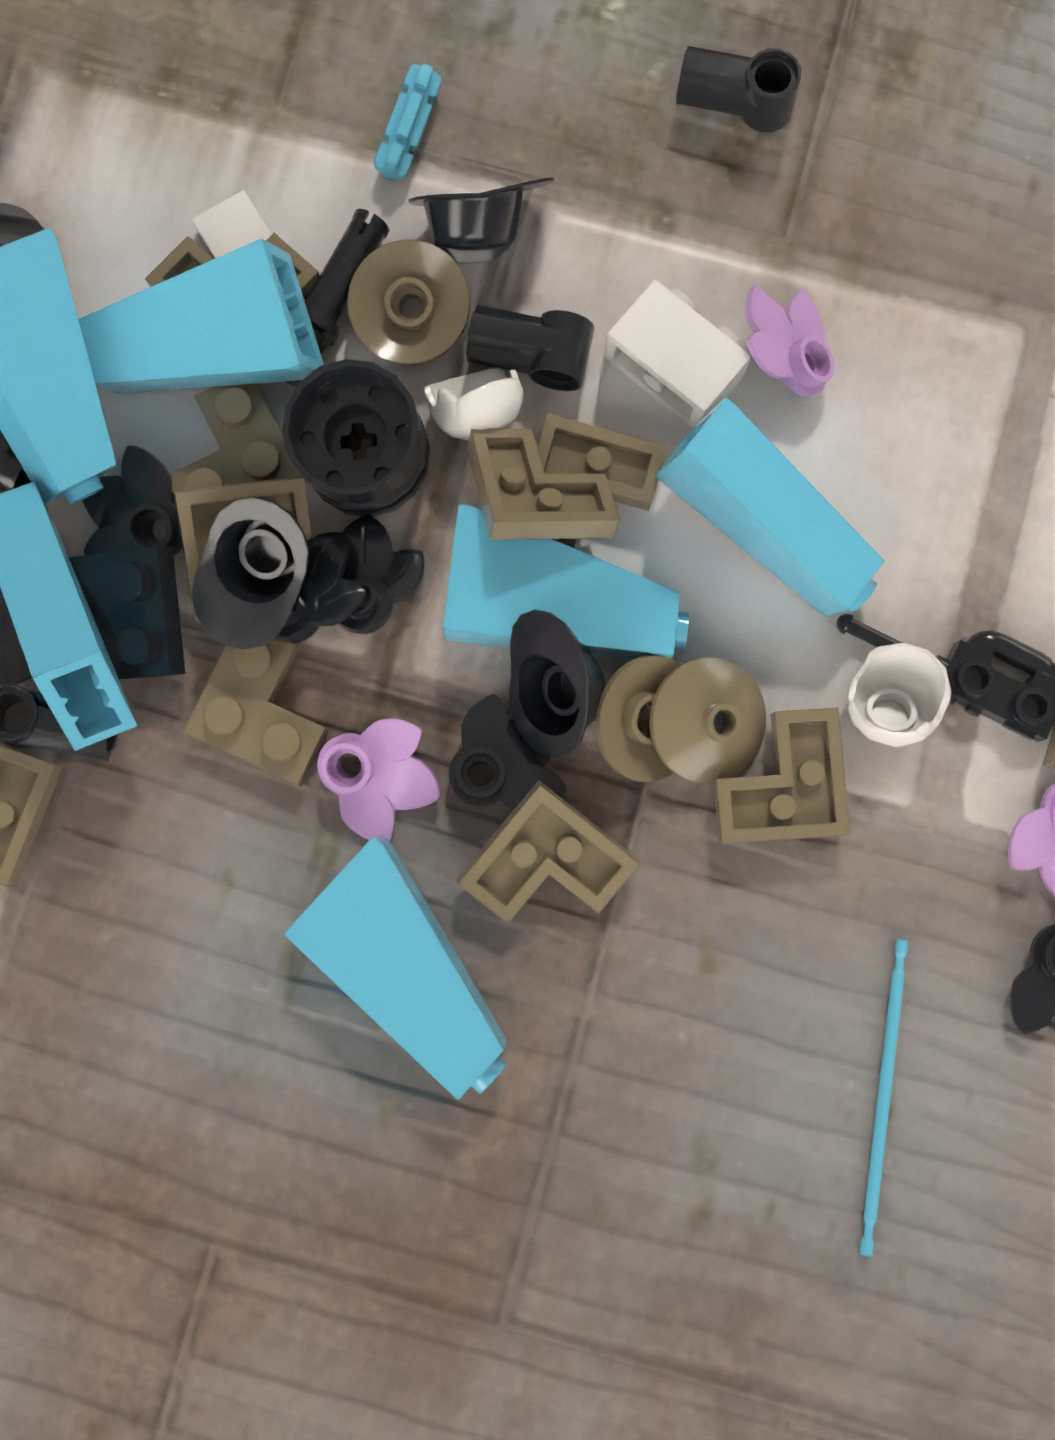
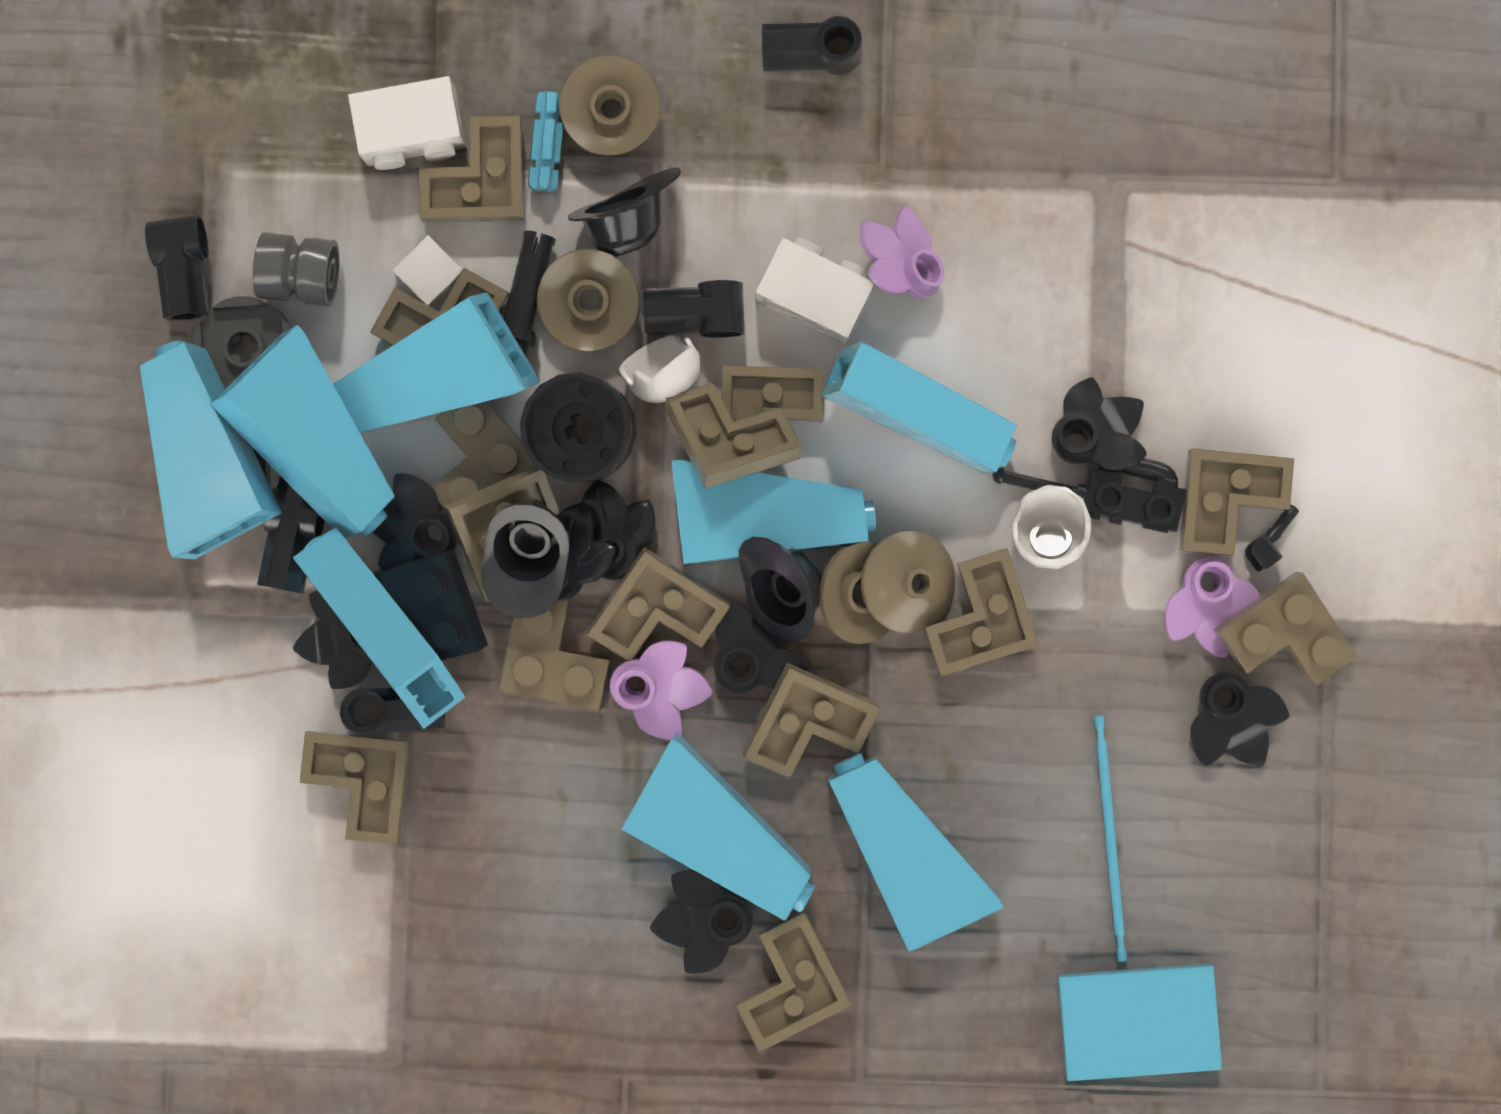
camera: 10 degrees left, 5 degrees up
(70, 185) = (287, 269): none -> dark grey wheel
(253, 59) = (407, 123): none -> white brick
(323, 155) = (486, 189): none -> dark tan plate
(347, 1074) = (694, 921): none -> black plate
(400, 659) = (656, 593): none -> dark tan plate
(462, 1197) = (807, 986): none -> dark tan plate
(484, 73) = (607, 81): none -> dark tan dish
(635, 1071) = (913, 864): none -> medium azure slope
(872, 1340) = (1139, 1022): none -> medium azure tile
(983, 594) = (1103, 423): none -> black plate

